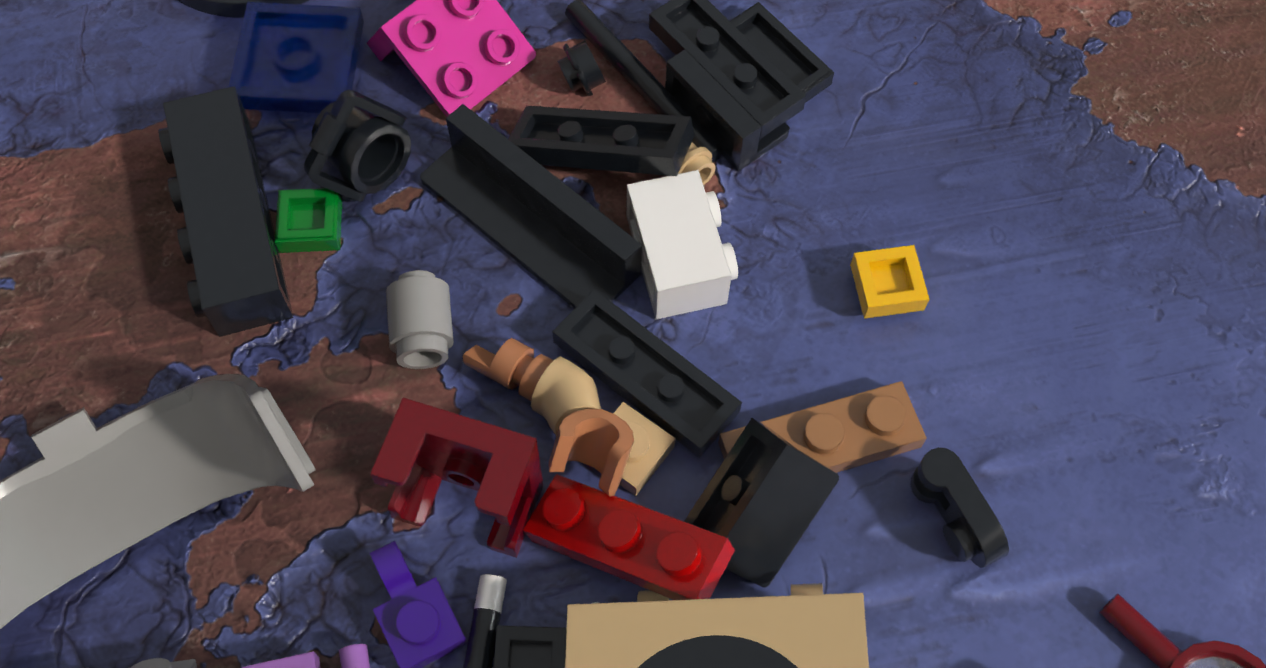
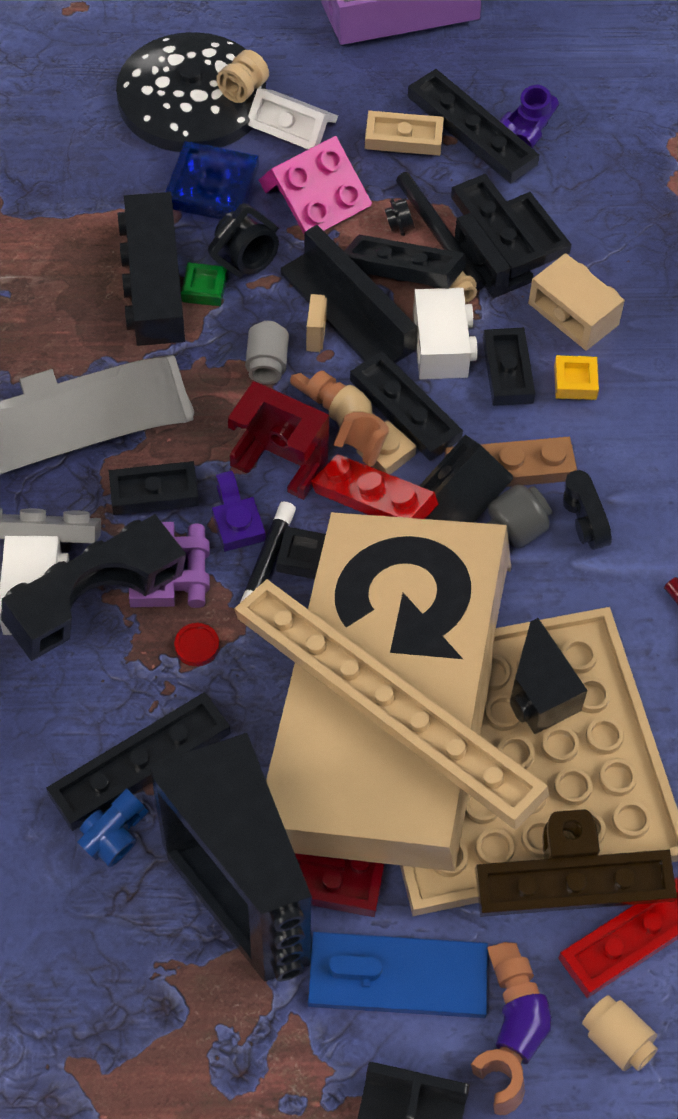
camera: 10 degrees right, 5 degrees down
(272, 590) = (153, 488): none -> black plate
(487, 258) = (316, 323): none -> tan tile
(786, 281) = (508, 366): none -> black plate
(858, 536) = (523, 512): none -> dark grey head
(862, 160) = (576, 301): none -> tan brick

